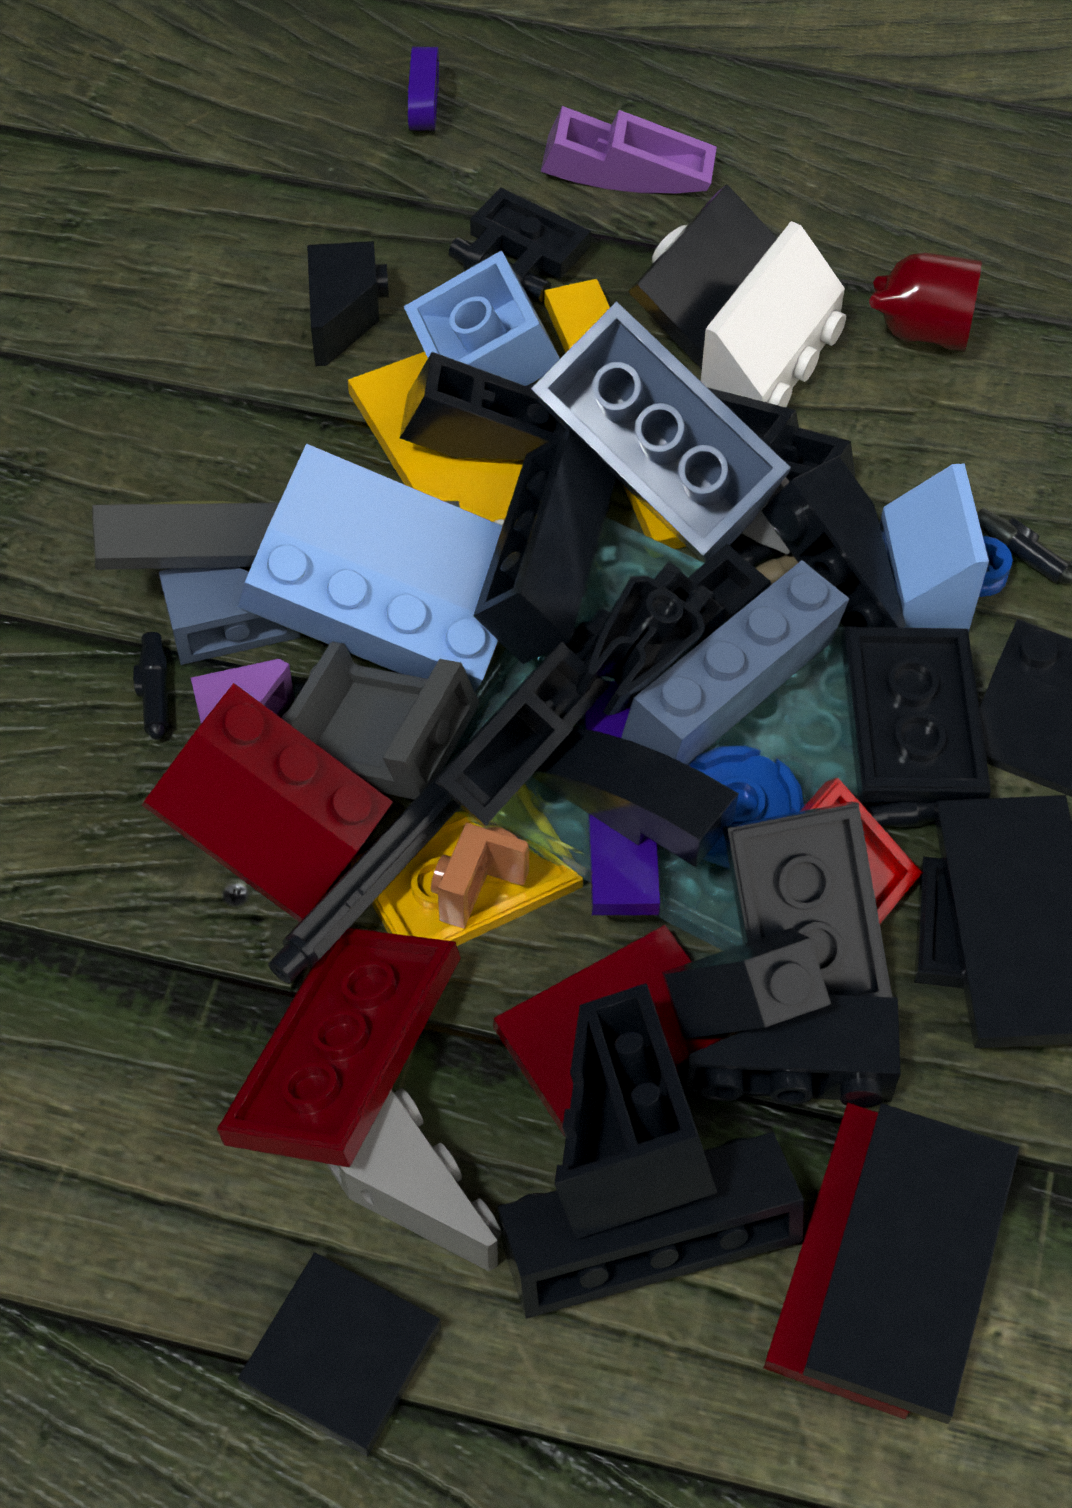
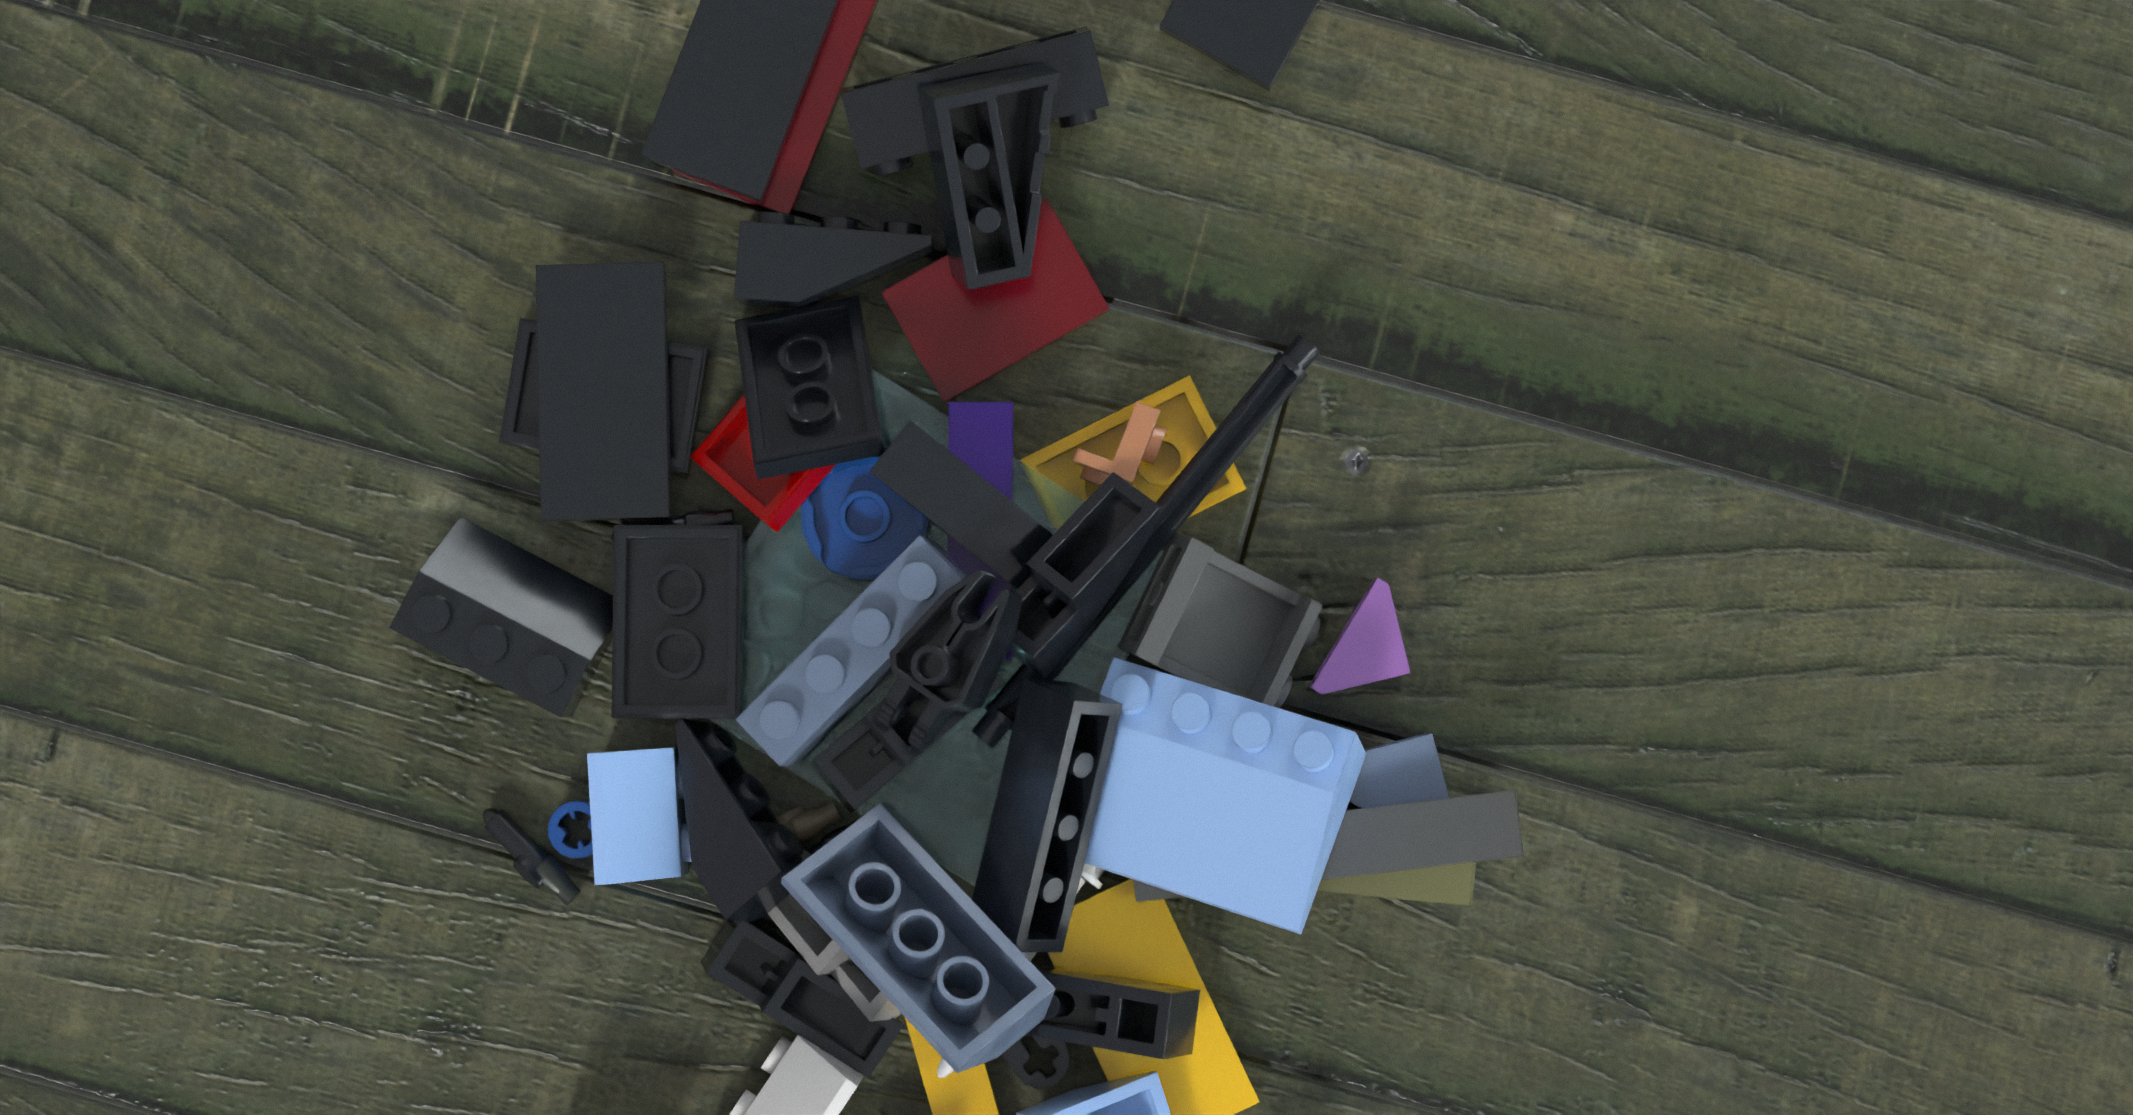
camera: 170 degrees left, 30 degrees up
(151, 685) = (1454, 702): black piece -> none
(267, 803) = (1327, 520): dark red slope -> none
(340, 1047) = (1248, 266): dark red tile -> none
(418, 1185) = (1206, 162): light grey slope -> none
(747, 986) = (870, 306): black slope -> none

